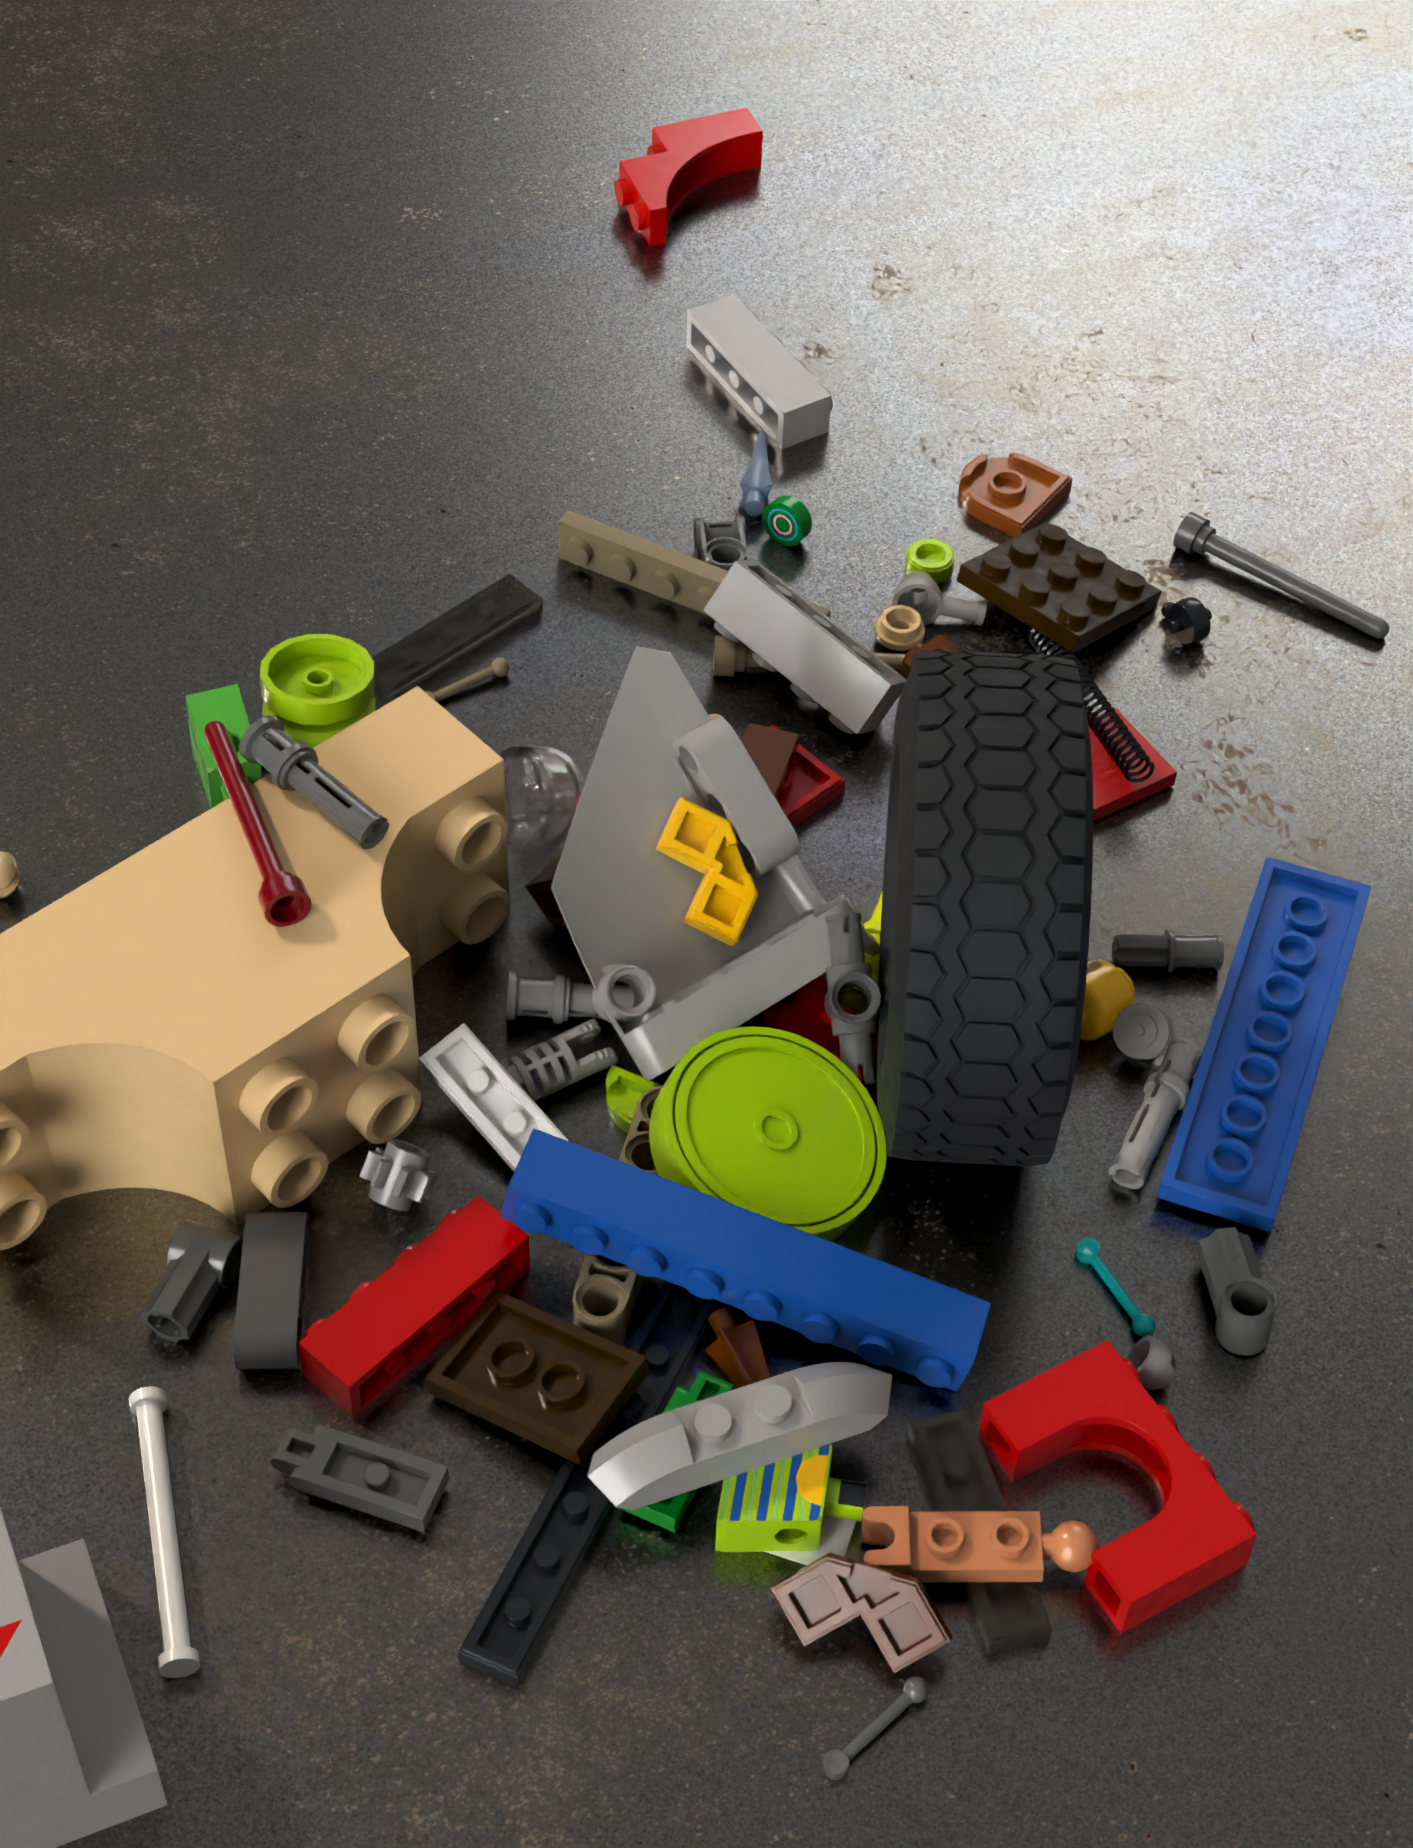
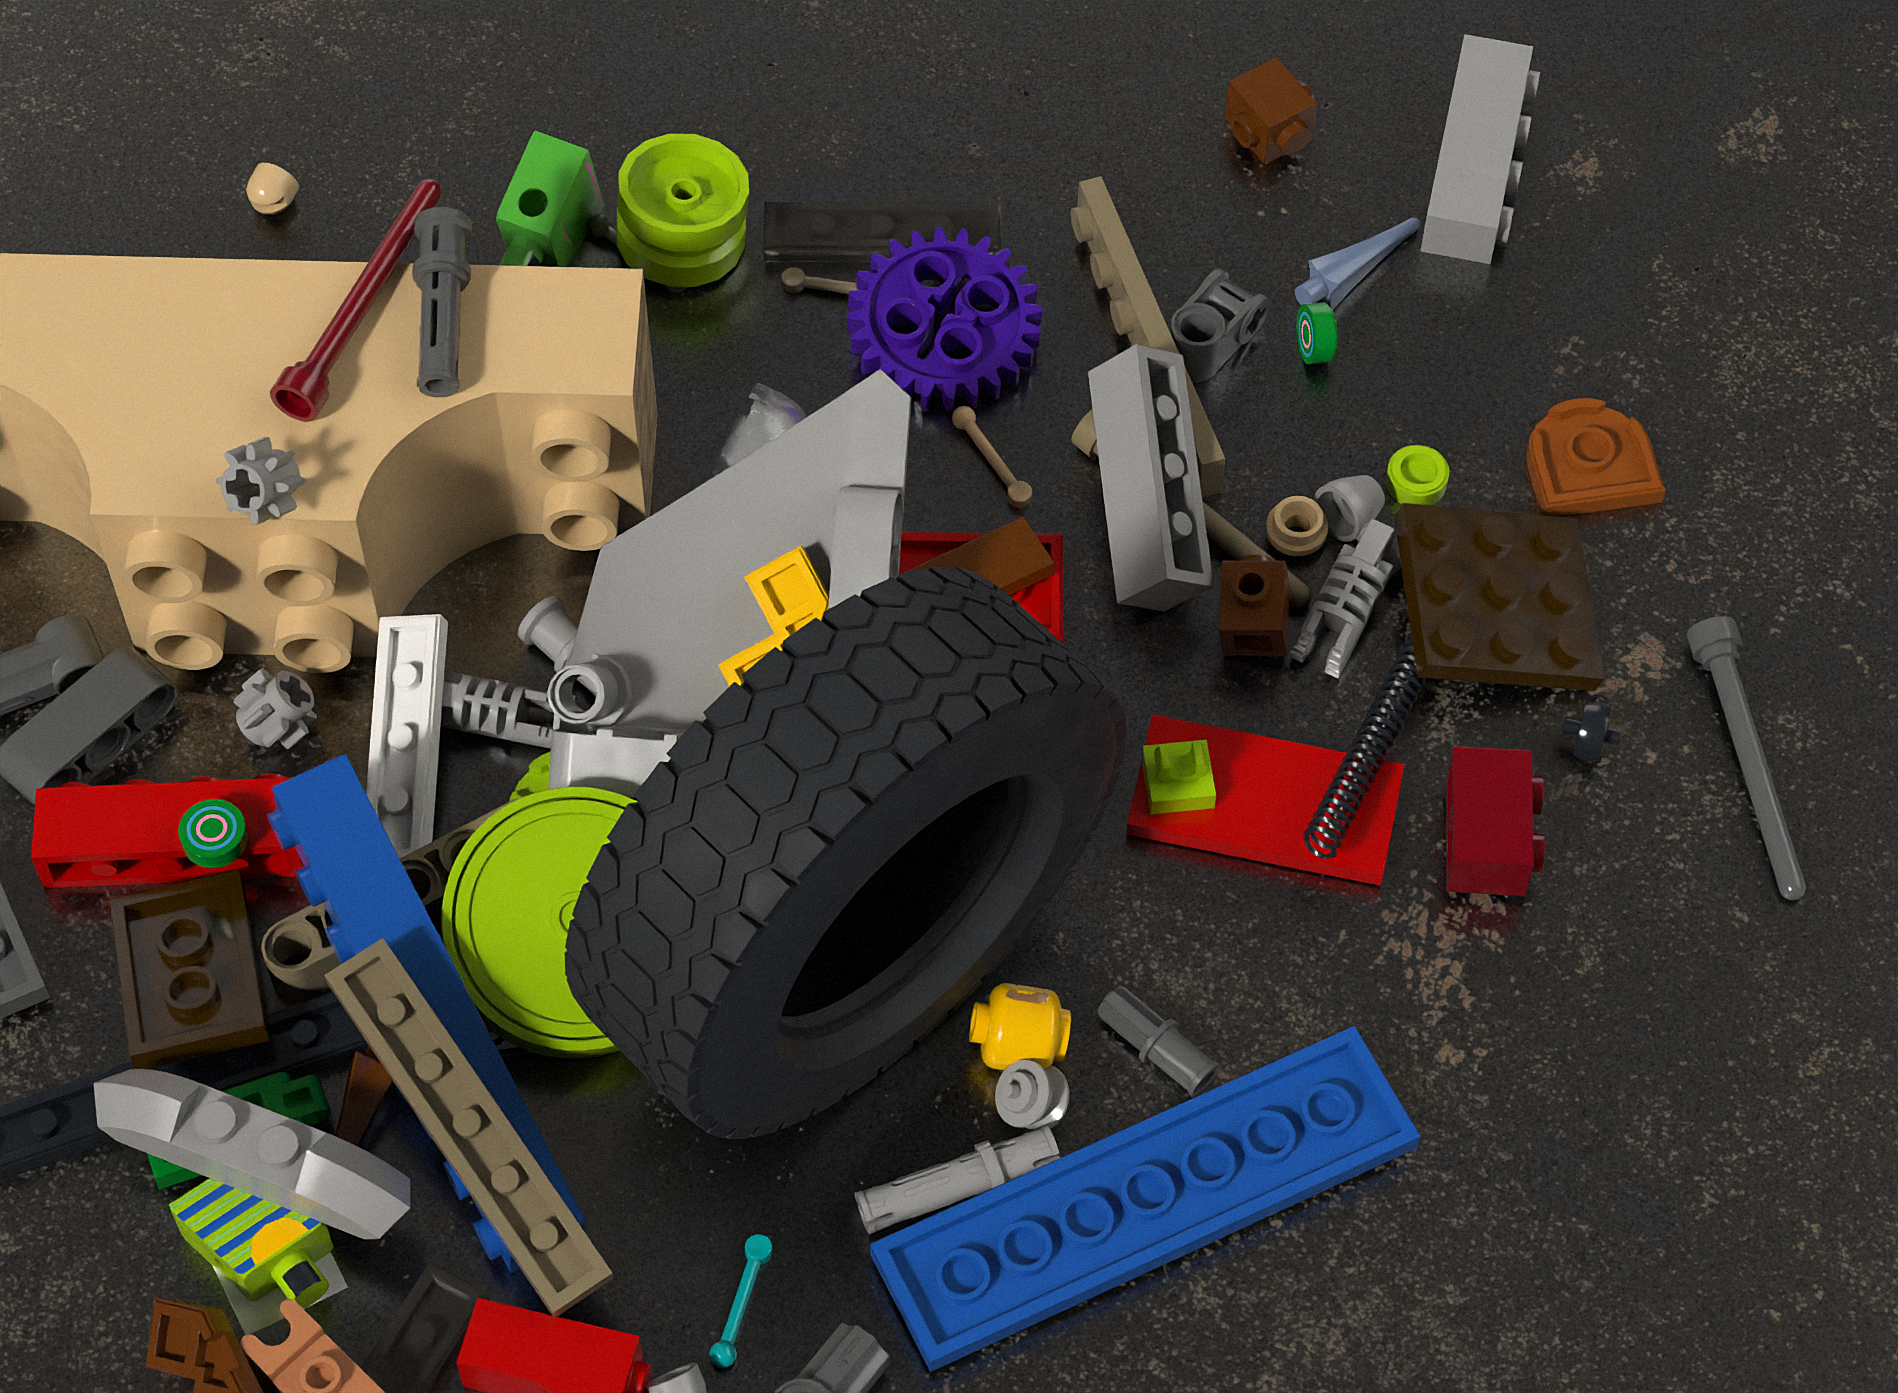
camera: 45 degrees right, 10 degrees up
(321, 977) = (260, 480): none -> light grey gear
(468, 1268) = (213, 833): none -> green tile
(527, 667) = (993, 339): none -> dark purple gear
(615, 423) = (1271, 111): none -> reddish brown brick
(872, 1293) = (469, 1128): none -> dark tan plate
(973, 621) = (1348, 597): none -> light grey hinge
(1203, 698) = (1491, 821): none -> dark red brick

